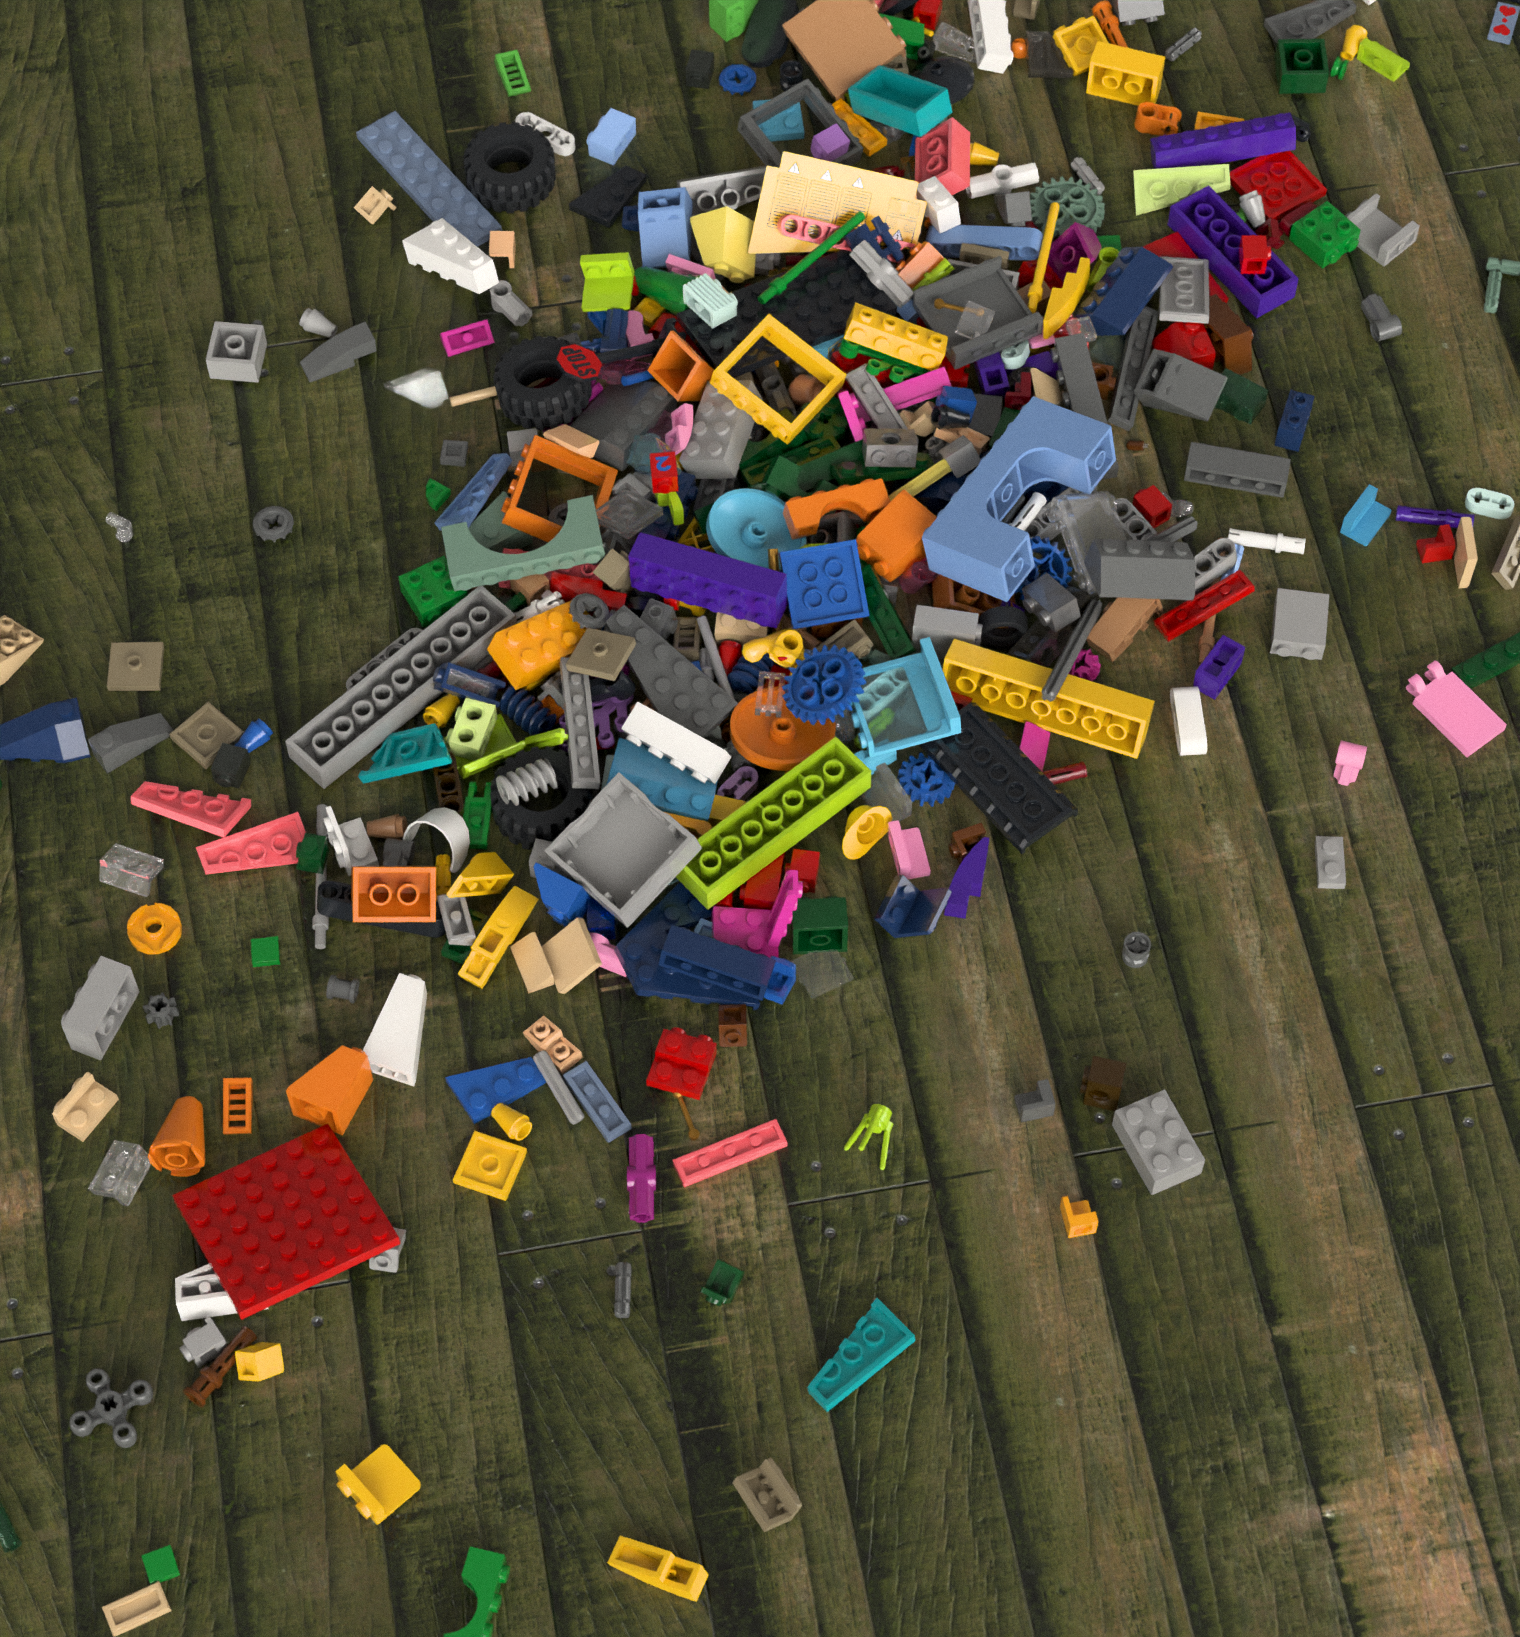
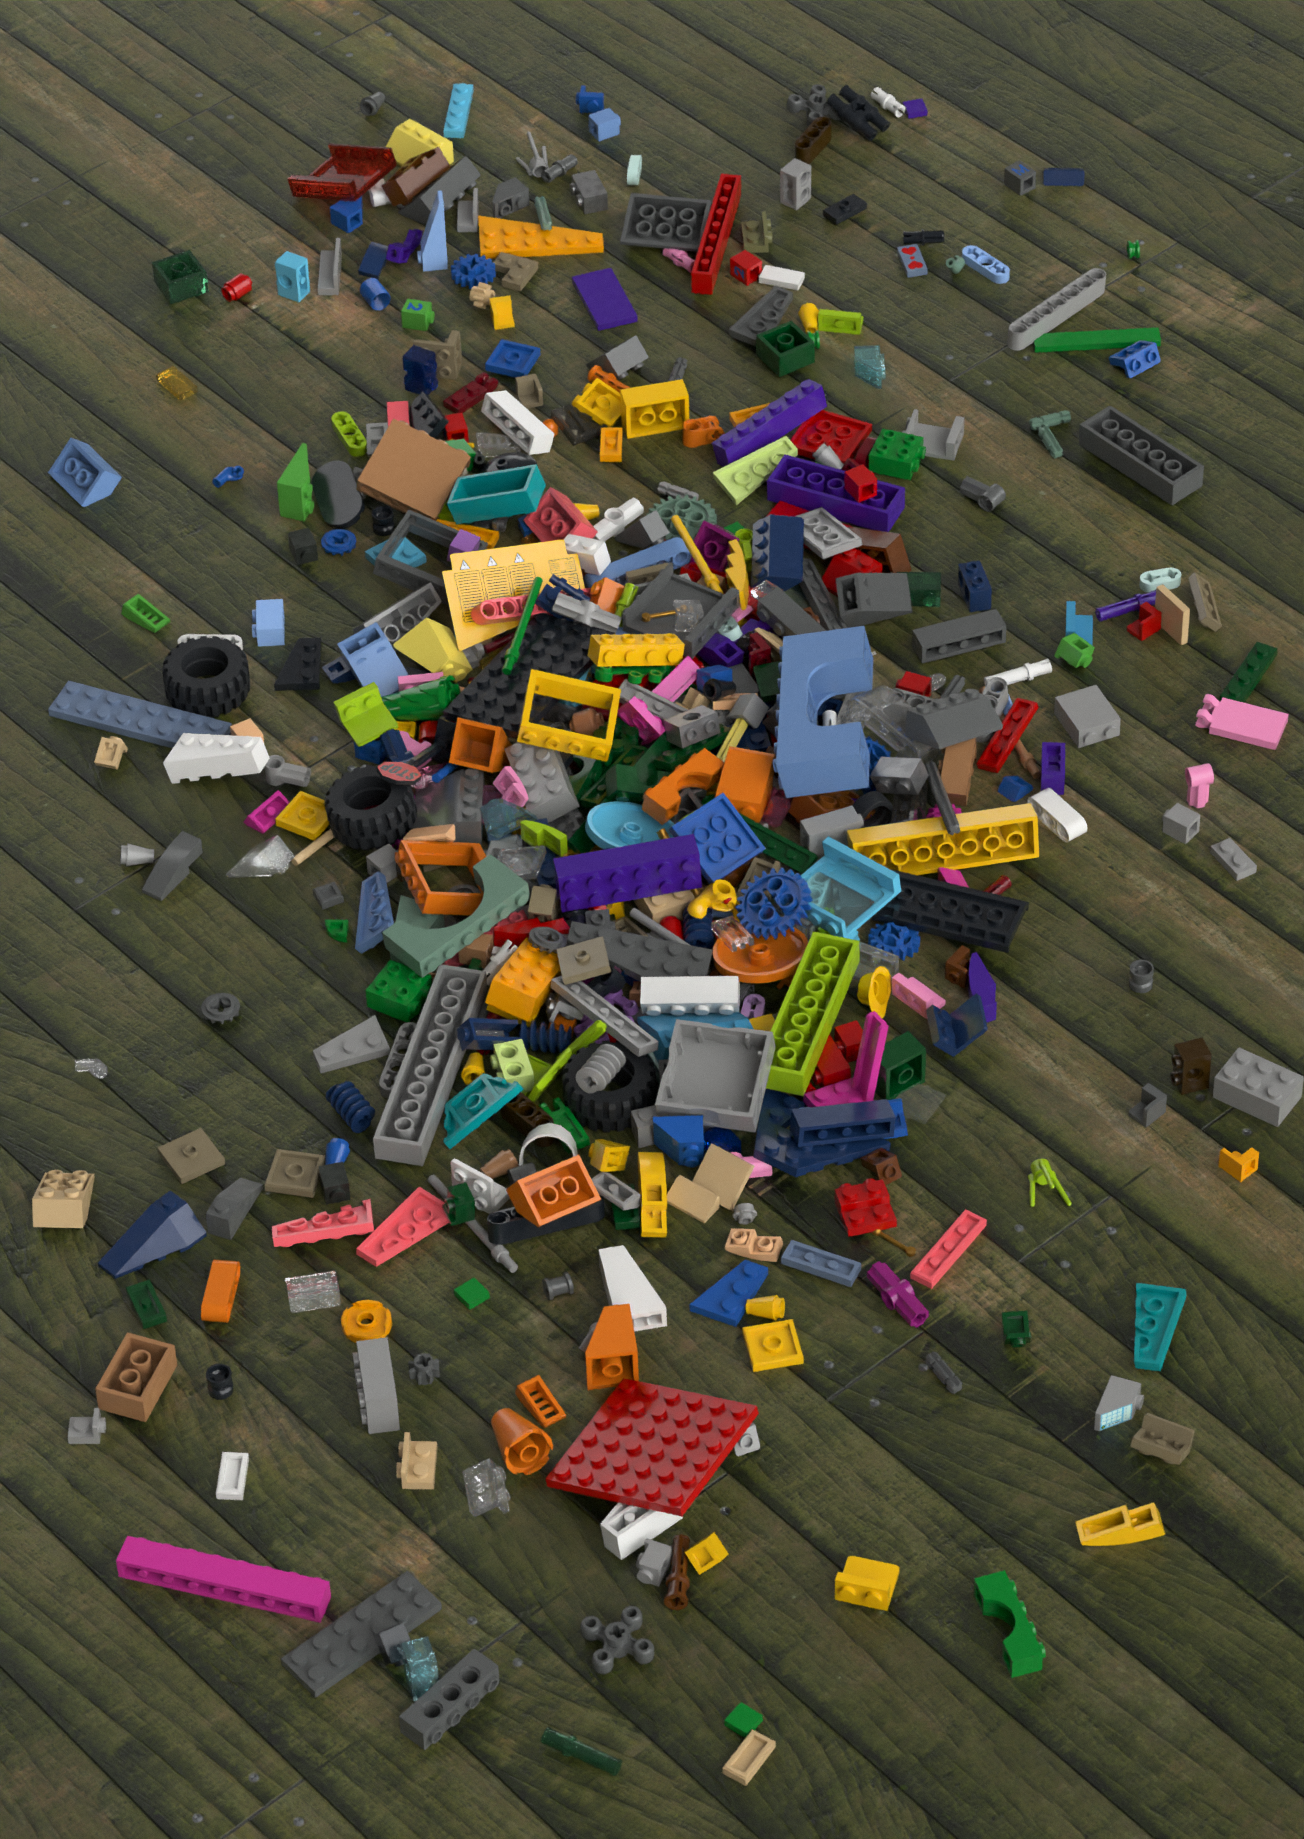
camera: 30 degrees left, 15 degrees down
(52, 825) = (220, 1291): none -> orange beam
(236, 351) = (87, 901): light grey brick -> none
(303, 692) = (351, 1106): none -> dark blue piece
(357, 627) = (352, 1047): none -> light grey wing
(485, 355) = (304, 816): none -> yellow plate
(558, 1087) = (784, 1268): light grey axle -> none
(567, 1006) = (744, 1213): none -> light grey plate
(663, 472) = (534, 814): red brick -> none
(710, 300) = (468, 686): light aqua brick -> none
(757, 1425) = (1118, 1403): none -> light grey slope
(1062, 93) = (611, 444): none -> light orange plate
(1172, 667) = (1014, 788): none -> blue slope
(1304, 795) = (1181, 823): none -> light grey brick
(1341, 543) = (1075, 651): none -> bright green brick
(1373, 120) = (870, 365): none -> clear light blue slope

